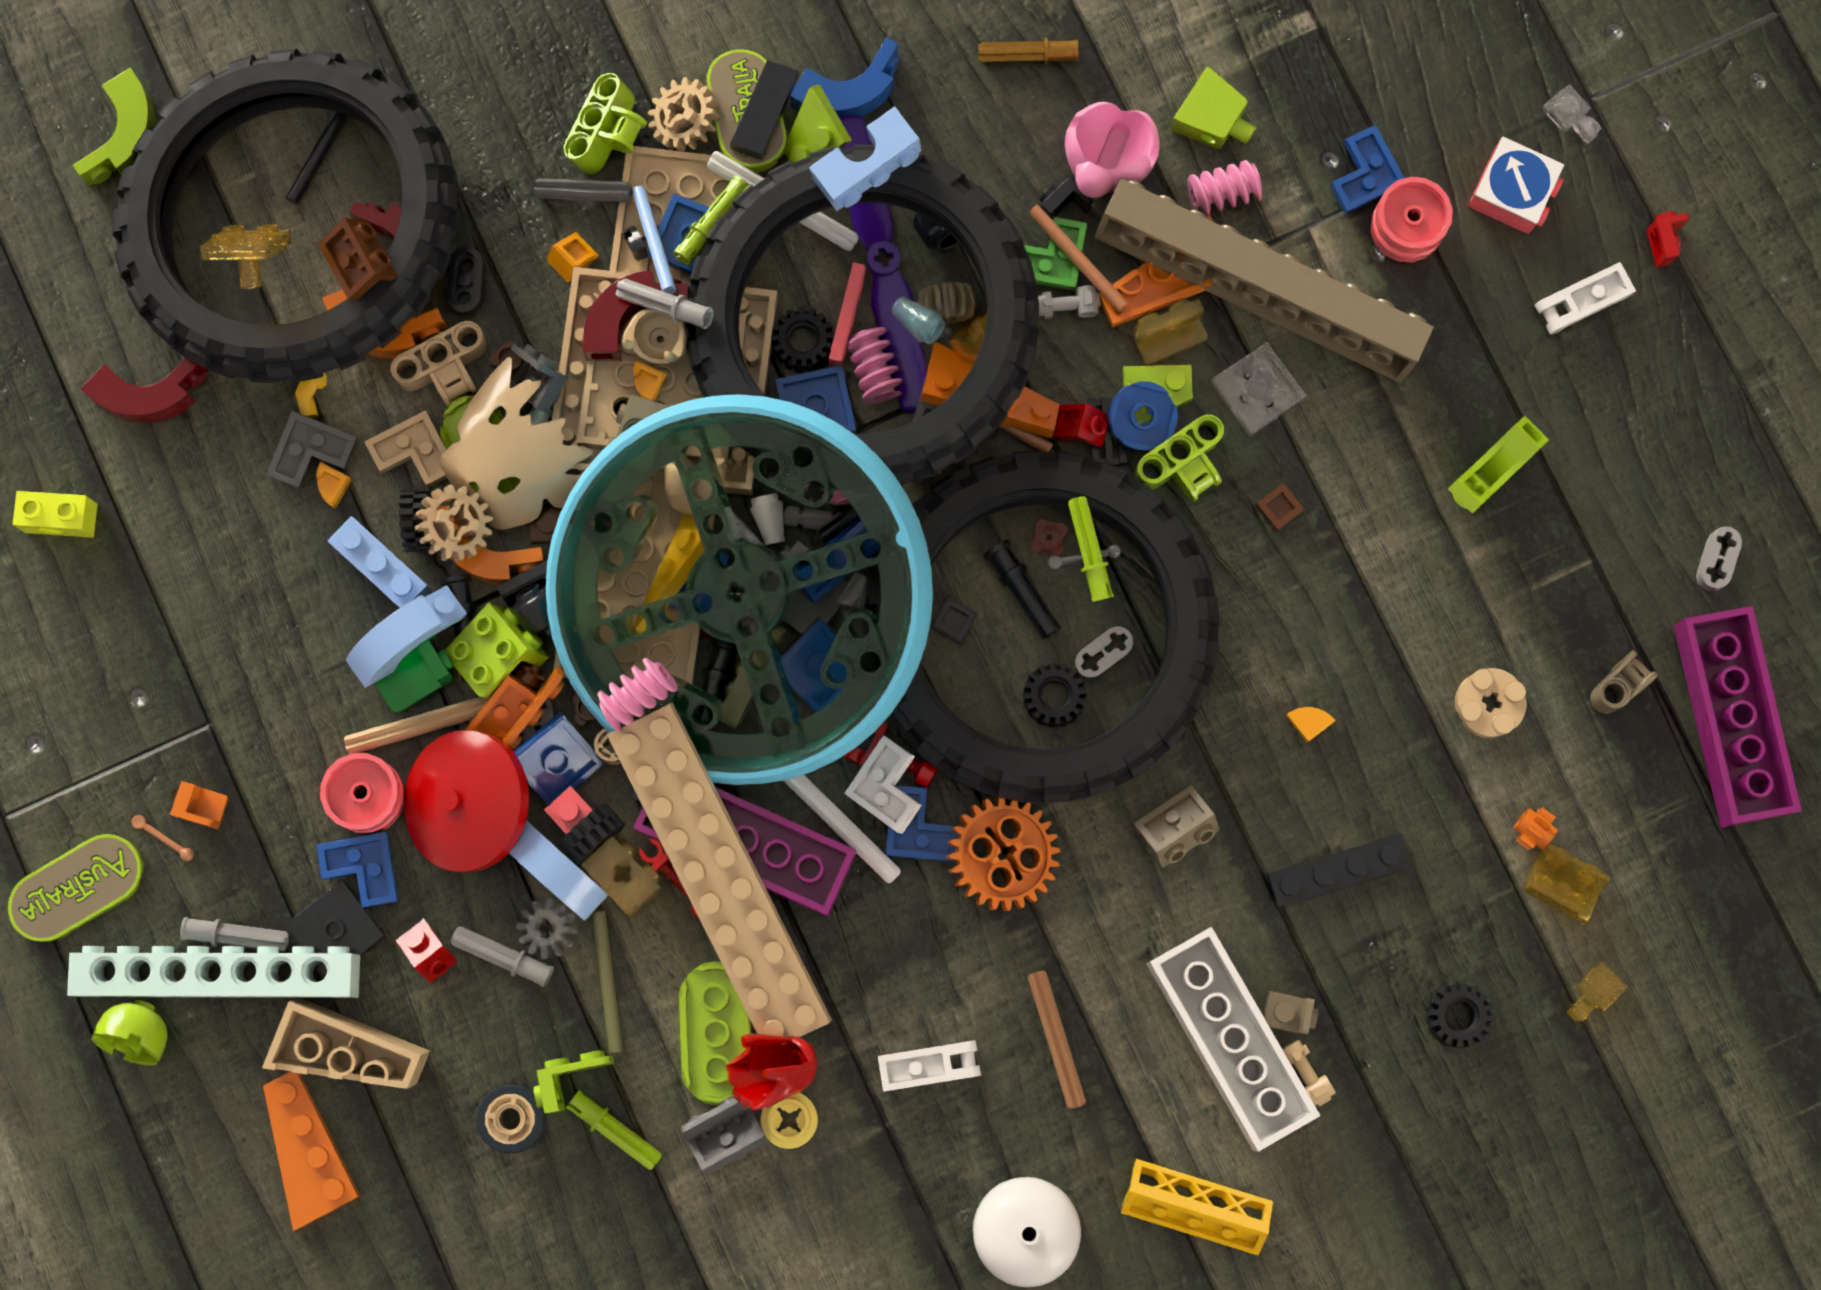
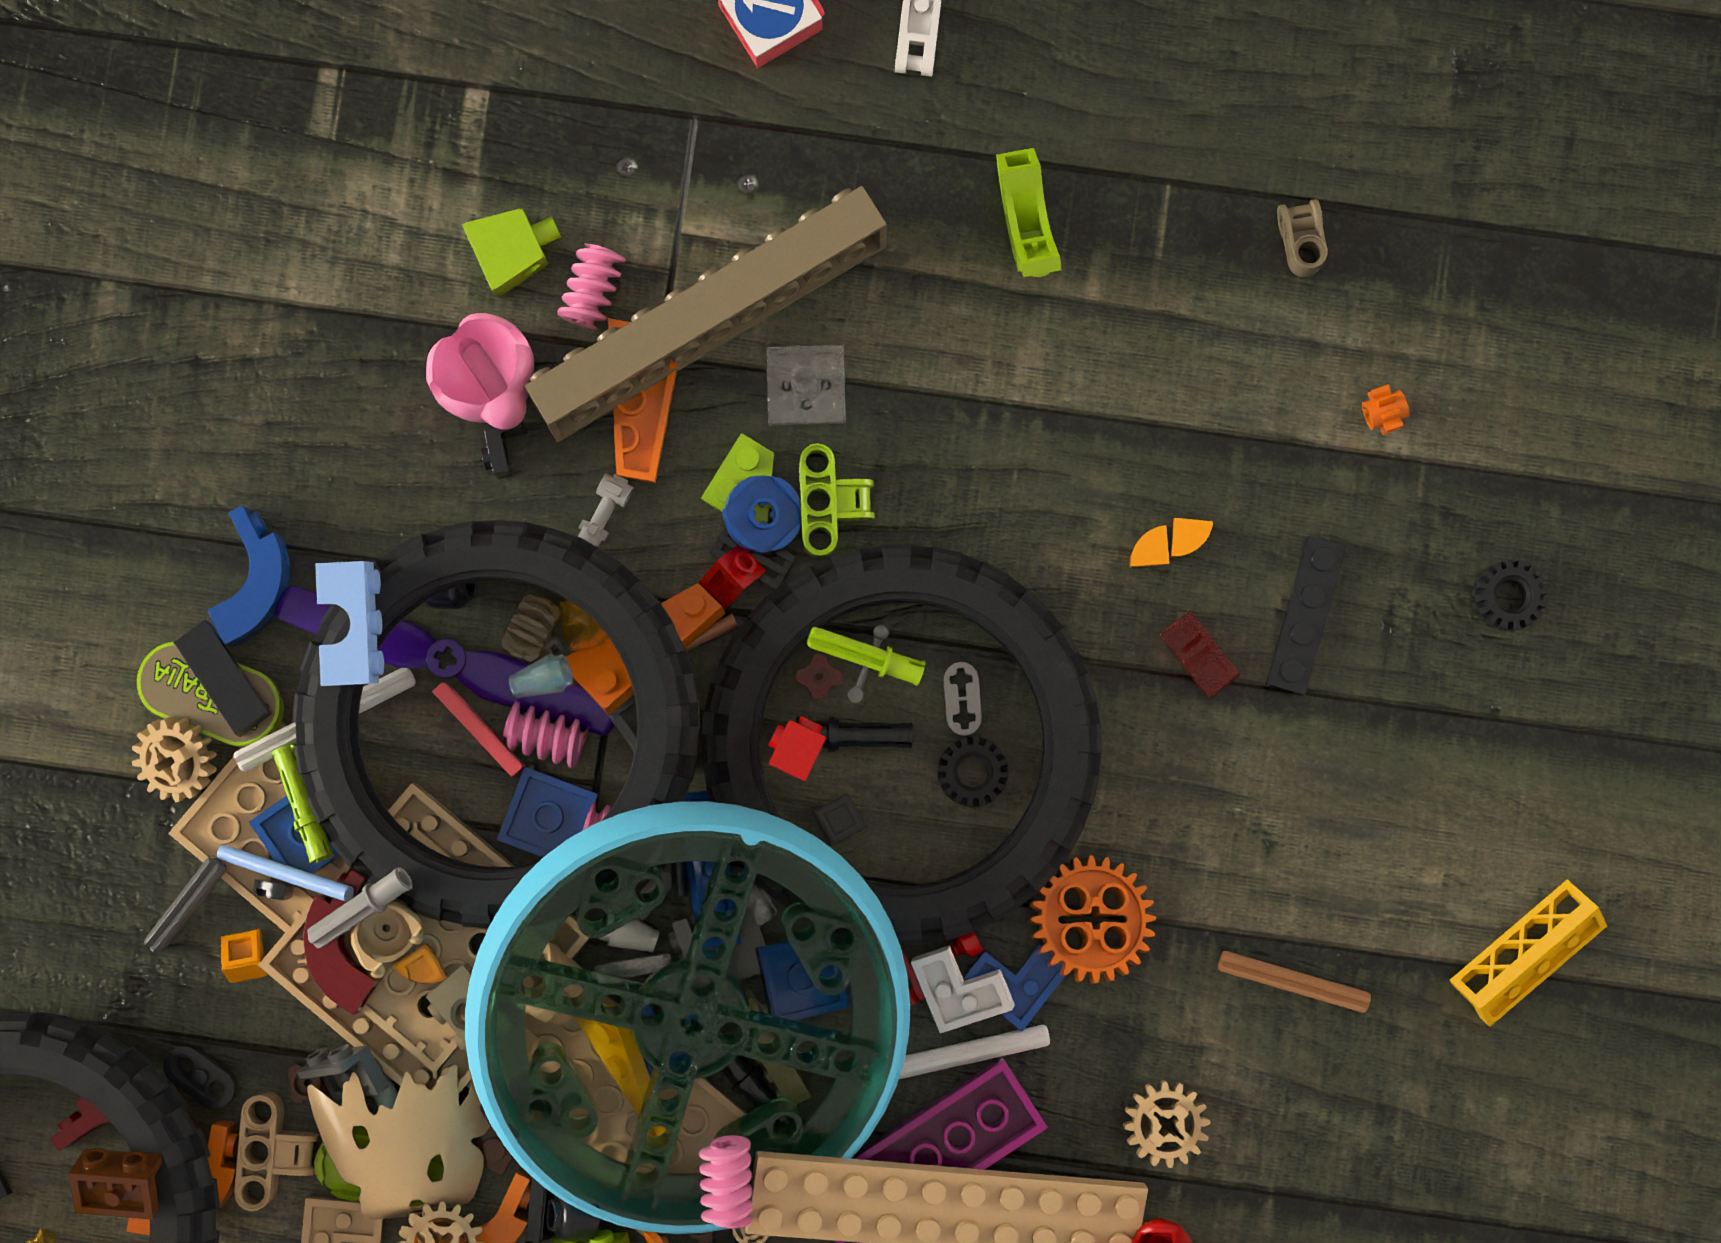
camera: 55 degrees left, 5 degrees up
(603, 125) = (132, 843): lime beam -> none
(797, 320) = (450, 787): black tyre -> none
(815, 127) = (276, 642): lime wing -> none
(903, 1011) = (1153, 1137): none -> tan gear
(927, 1066) = (1243, 1119): white plate -> none
(989, 540) = (797, 747): none -> red brick
(1005, 1215) = (1428, 1122): white cylinder -> none
(1028, 51) = (331, 382): pearl gold axle -> none
(1052, 265) = (560, 490): bright green plate -> none
(1078, 258) = (569, 472): nougat bar -> none
(1171, 332) = (699, 433): clear yellow bracket -> none
(1177, 826) = (1170, 738): dark tan bracket -> none
(1233, 1040) = (1401, 820): white brick -> none
(1255, 809) = (1199, 655): none -> clear red slope
(1279, 507) = (932, 441): reddish brown plate -> none
(1290, 1013) = (1408, 749): dark tan bracket -> none
(1317, 1088) = (1494, 770): tan bar -> none
(1339, 743) = (1188, 535): none -> light orange tile
(1374, 175) = (671, 132): blue plate -> none
(1411, 219) = (717, 129): coral wheel -> none
(1508, 693) = (1238, 391): tan plate -> none
(1565, 882) = (1452, 416): clear yellow bracket -> none
(1598, 990) = (1567, 450): clear yellow plate -> none
(1726, 561) = (1251, 61): light grey beam -> none
(1737, 717) = (1404, 155): magenta brick -> none

